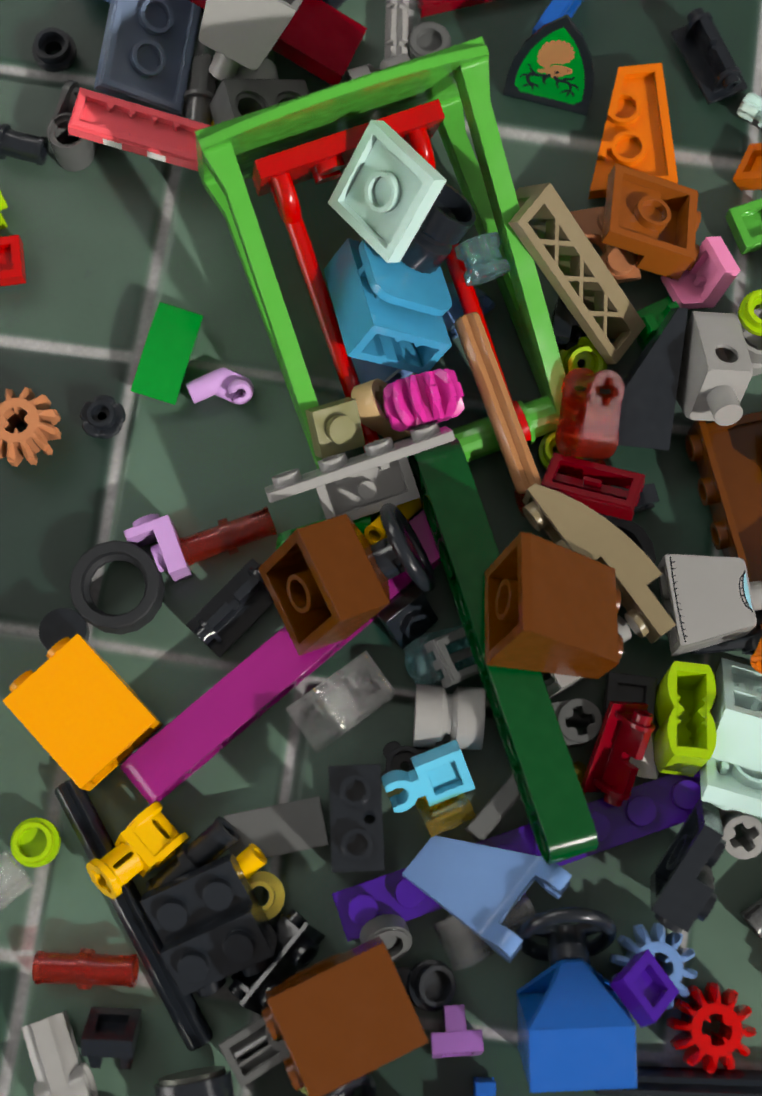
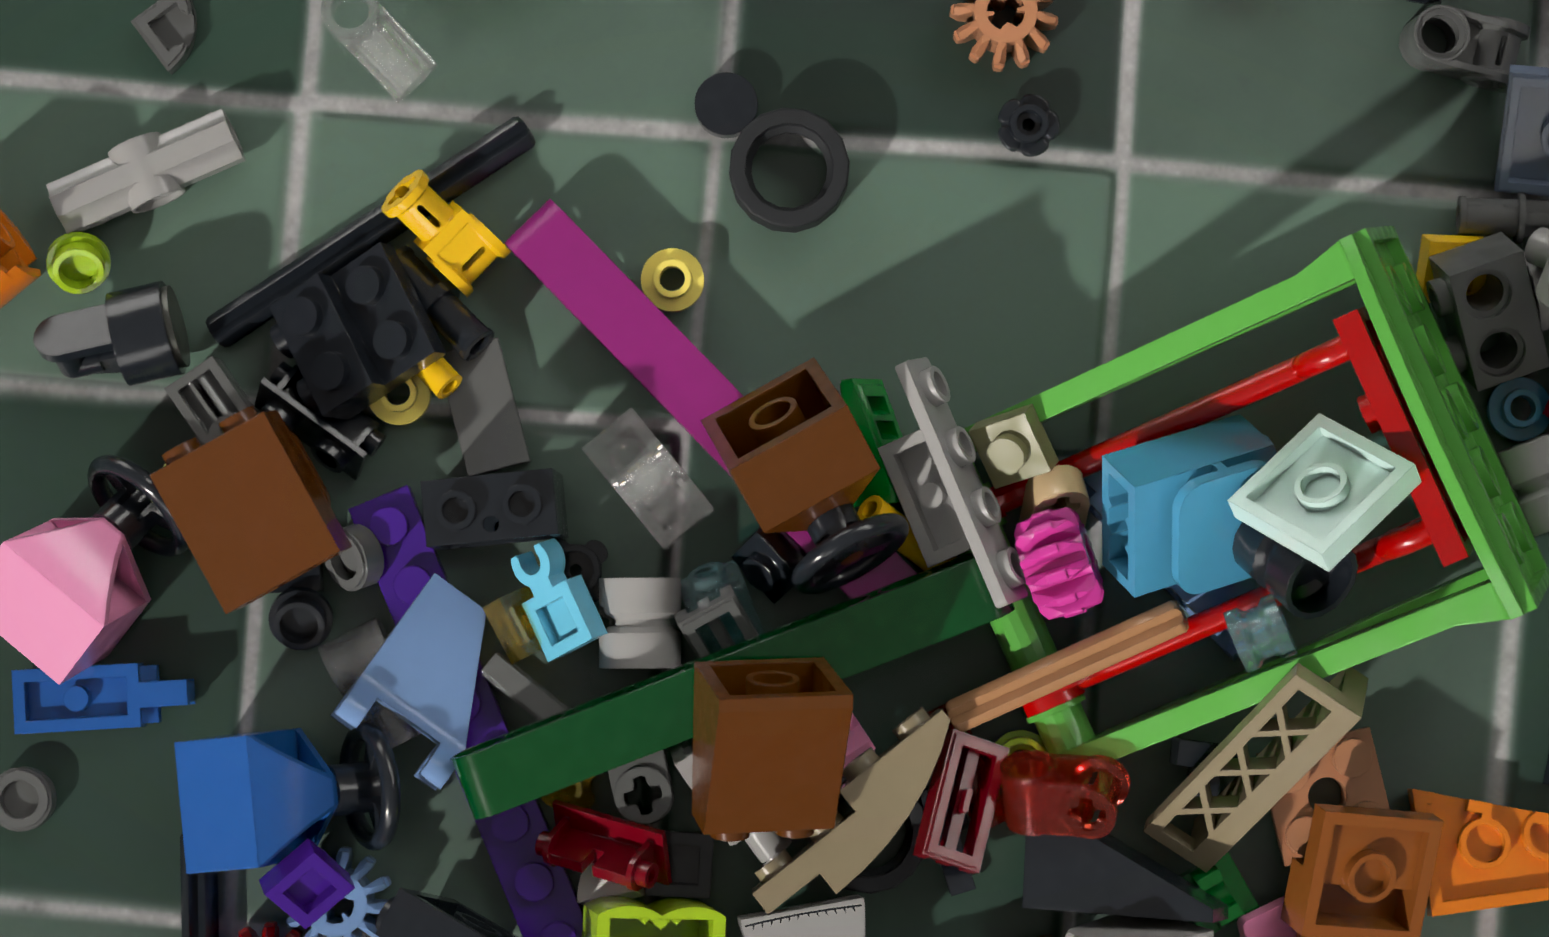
camera: 90 degrees right, 10 degrees up
(35, 842) = (450, 98): lime plate -> none
(81, 711) = (617, 142): light orange brick -> none
(85, 969) = (296, 180): clear red pin -> none
(111, 1035) = (219, 221): black tile -> none
(135, 128) = (1450, 137): coral plate -> none
(167, 353) = (1125, 206): green slope -> none
(168, 551) = (841, 234): lavender bracket -> none
(190, 663) = (672, 300): none -> light yellow plate
(222, 383) = (1088, 287): lavender arm -> none
(227, 536) = (869, 310): clear red pin -> none
(232, 610) = (770, 325): black hinge -> none
(456, 1039) = (236, 653): medium lavender tile -> none
(582, 350) = (1151, 767): lime plate -> none

